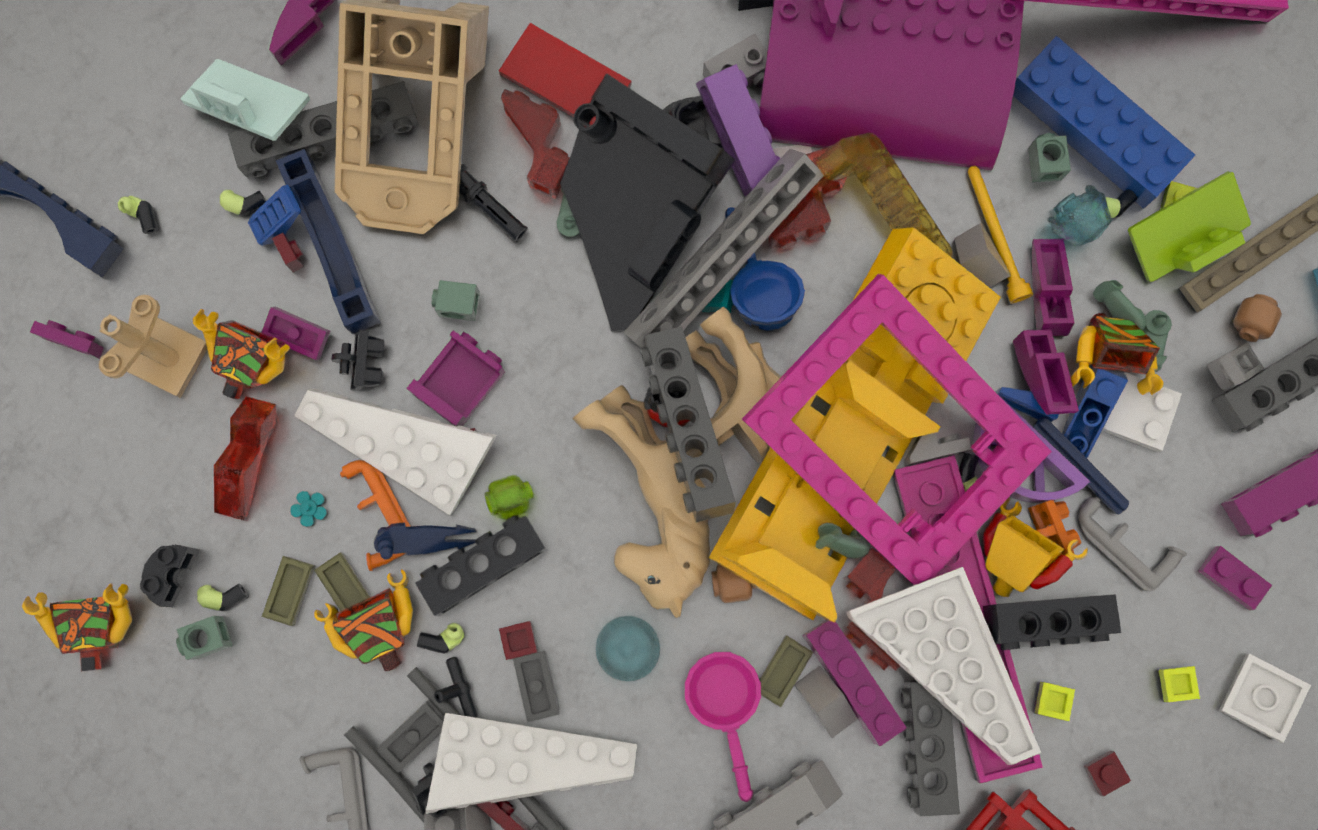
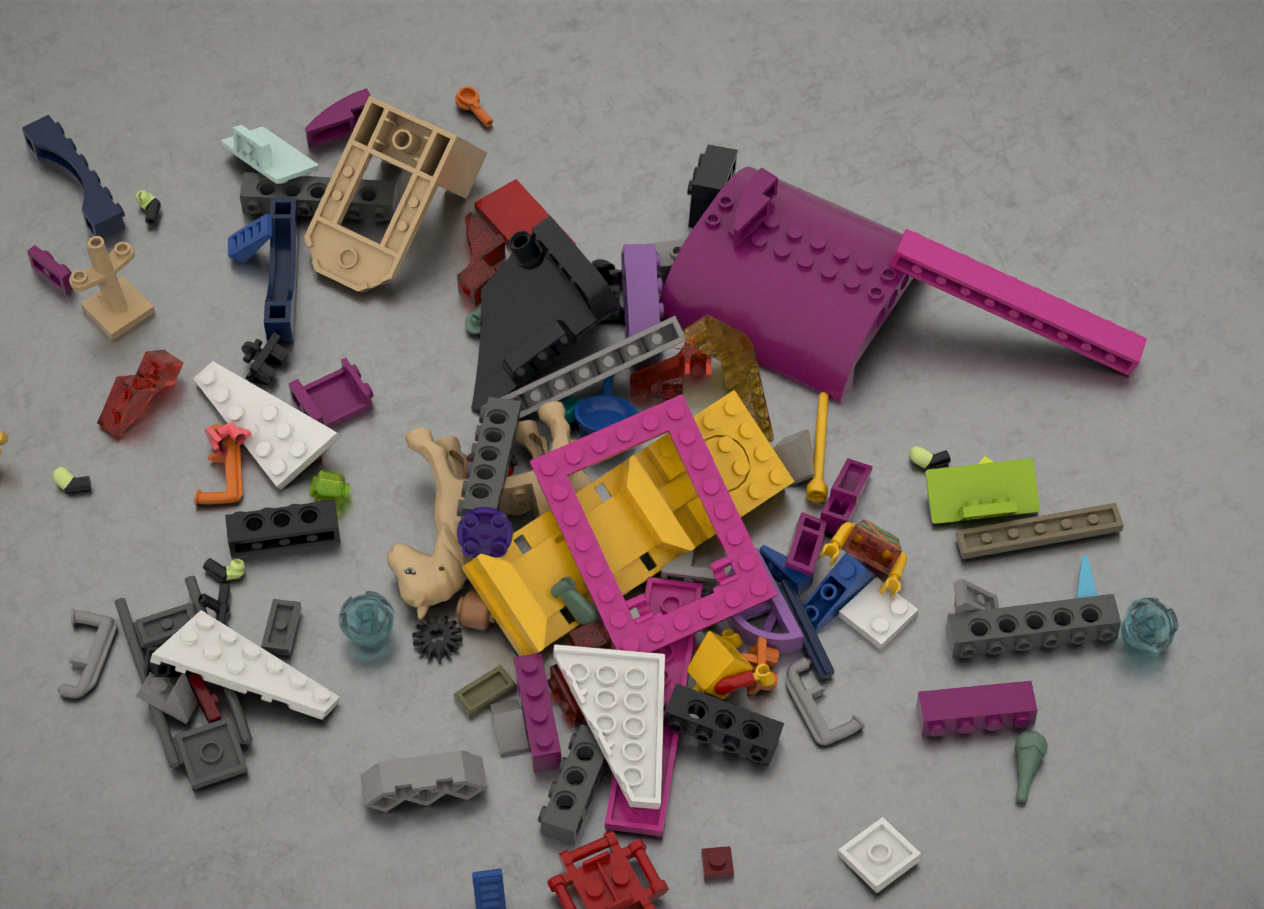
camera: 25 degrees right, 25 degrees down
(161, 573) = (42, 441): black cylinder -> none
(217, 638) = (53, 502): sand green brick -> none
(240, 205) = (226, 224): arm -> none
(240, 353) = (175, 318): torso -> none
(288, 591) = (124, 496): olive tile -> none
(289, 251) = (248, 268): dark red plate -> none
(296, 332) = (223, 323): magenta plate -> none
(309, 508) = (170, 446): teal plant -> none
(342, 582) = (169, 509): olive tile -> none
(373, 626) = (177, 536): torso -> none
(379, 473) = (230, 429): none -> coral piece
(419, 539) = (240, 490): dark blue piece -> none
(456, 300) = (359, 343): sand green brick -> none
(476, 194) = (413, 278): black pin -> none
(518, 640) = (284, 588): dark red plate -> none
(696, 616) = (440, 646): none -> black gear
(723, 695) = (426, 683): dark pink piece -> none
(730, 526) = (484, 532): none -> dark purple dish
(1046, 170) = (886, 414): sand green brick -> none
(1054, 701) = (698, 791): neon yellow plate -> none
(1081, 217) = (891, 451): clear light blue cone -> none
(1101, 122) = (943, 393): blue brick -> none
(1118, 303) = (892, 519): sand green piece -> none
(1157, 328) = (918, 562): sand green piece -> none
(1179, 684) = (810, 817): neon yellow plate -> none
(1235, 578) = (899, 761): magenta plate -> none
(1257, 317) = (1009, 577): medium nougat head -> none

